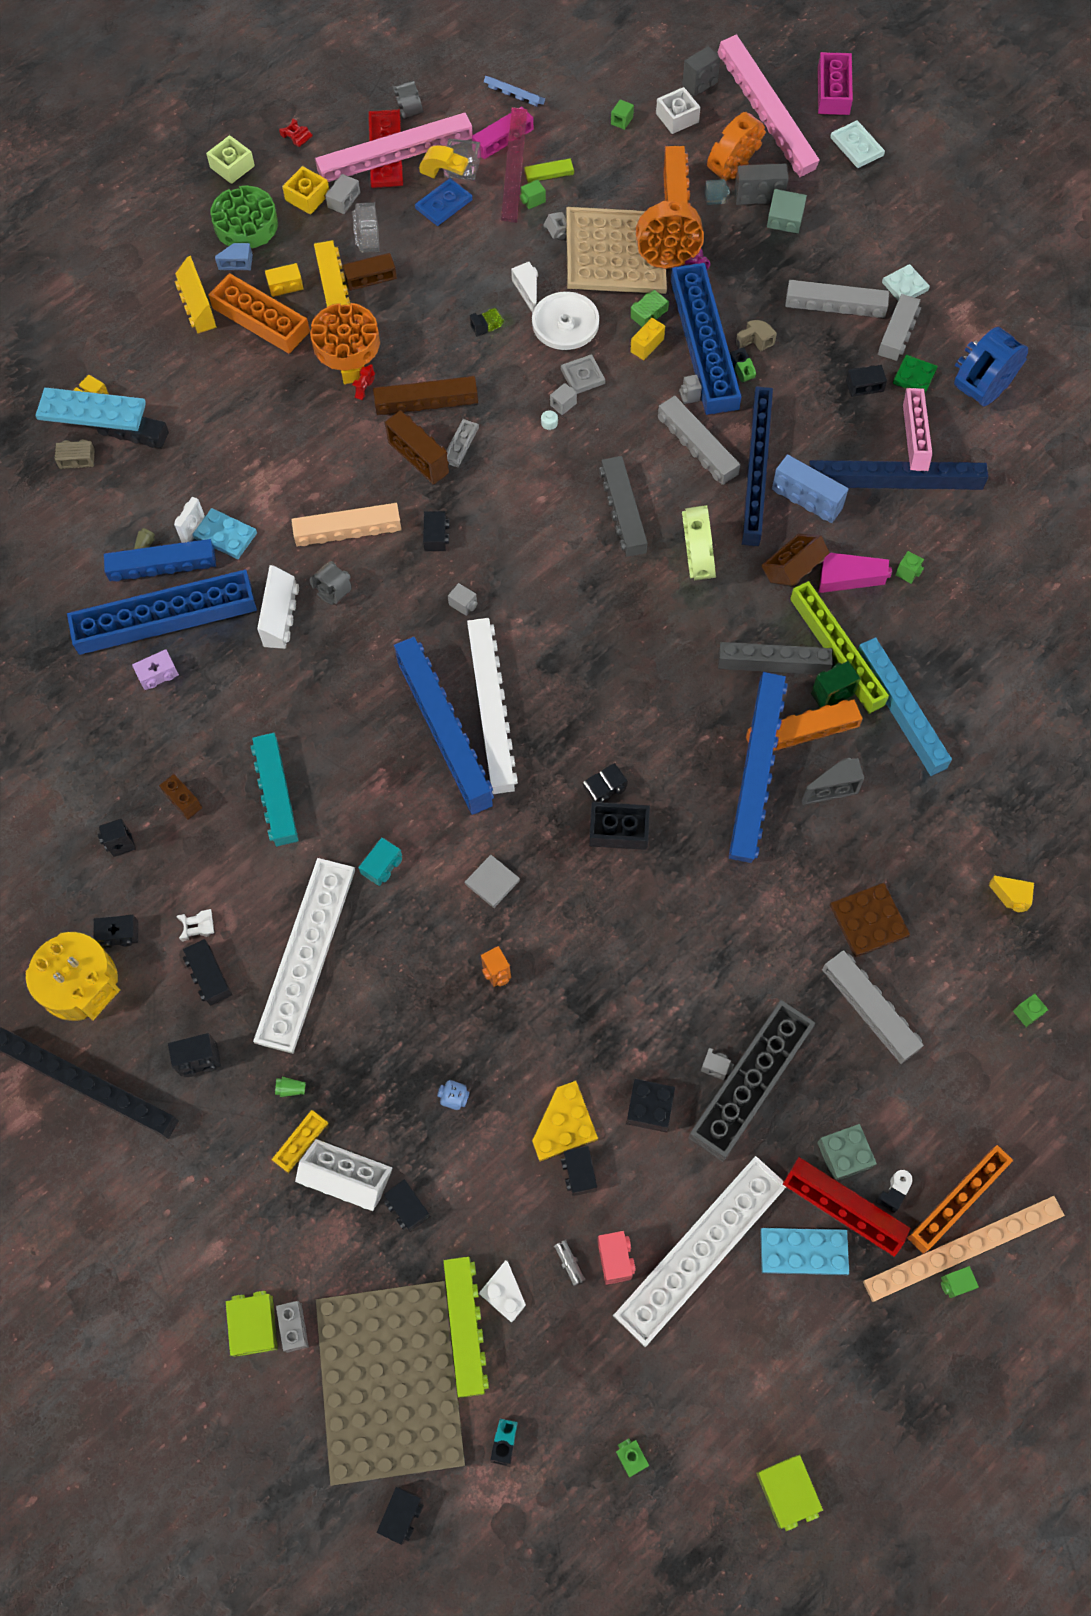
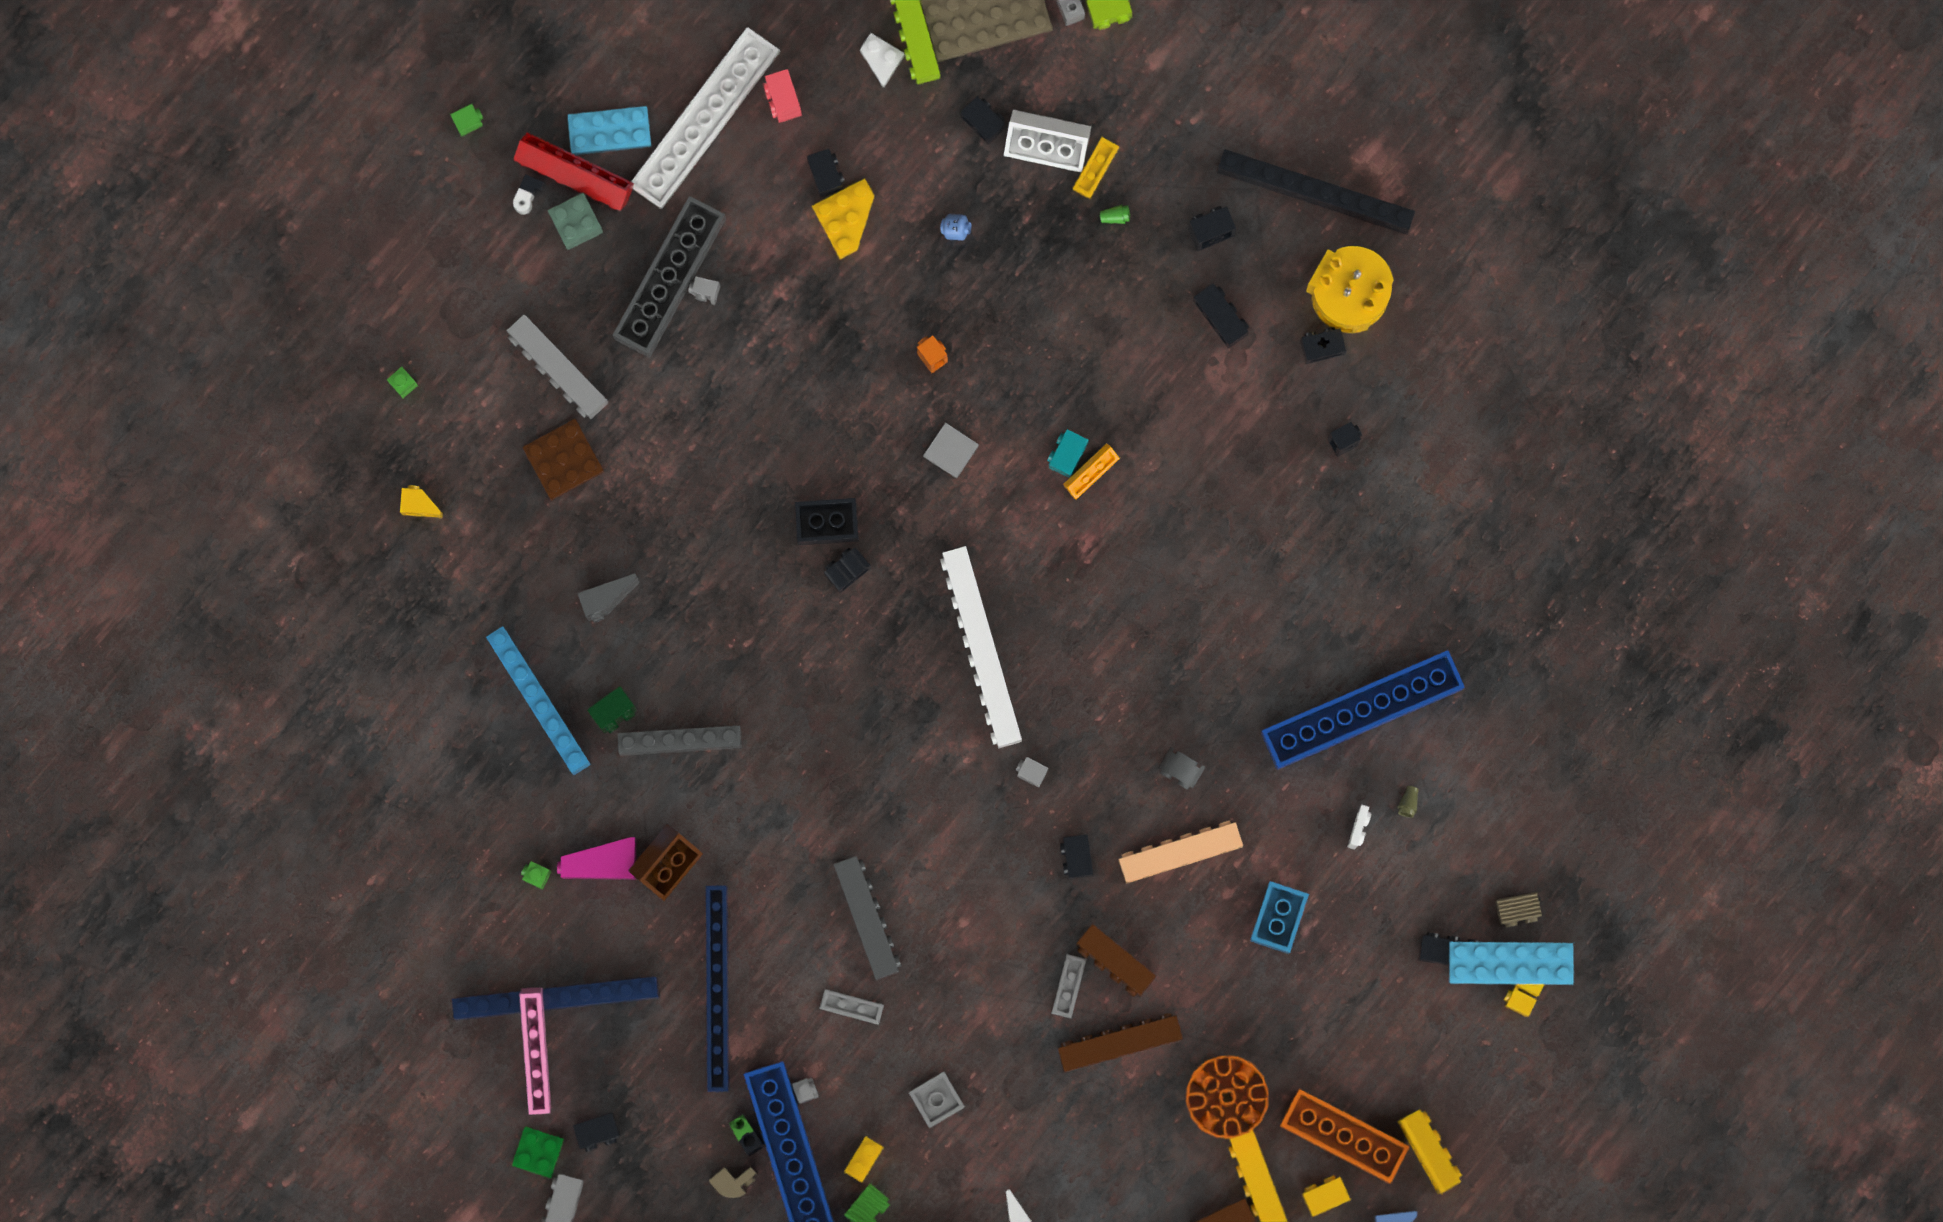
camera: 175 degrees right, 15 degrees up
(155, 670) = (1348, 651): lavender brick -> none
(159, 560) = (1383, 779): blue brick -> none
(180, 796) = (1291, 497): reddish brown brick -> none
(204, 922) = (1235, 366): white piece -> none
(225, 532) = (1319, 827): medium azure plate -> none
(273, 465) = (1279, 917): none -> dark azure brick
(275, 790) = (1194, 519): teal brick -> none
(277, 608) = (1234, 730): white slope -> none
(304, 956) = (1126, 348): white plate -> none
(362, 844) = (1091, 471): none -> light orange plate
(366, 379) = (1196, 1058): red piece -> none
(444, 726) = (1028, 610): blue brick -> none
(486, 321) = (1064, 1164): leg -> none
(549, 420) = (968, 1031): light aqua piece -> none
(563, 399) = (954, 1060): light grey brick -> none
(565, 320) = (967, 1171): white dish -> none
(569, 1262) = (824, 91): light grey pin -> none
(644, 447) = (851, 1006): none -> light grey tile
(650, 1105) = (764, 241): black brick -> none
(698, 440) = (789, 1020): light grey brick -> none
(699, 543) = (774, 859): yellowish green brick -> none
(757, 768) = (689, 601): blue brick -> none
(809, 488) = (655, 960): medium blue brick -> none
(817, 724) = (643, 662): orange brick -> none
(832, 636) = (611, 761): lime brick -> none
(959, 1199) = (468, 191): orange brick -> none
(963, 1248) = (462, 152): light nougat plate -> none
(990, 365) = (452, 1147): blue piece -> none

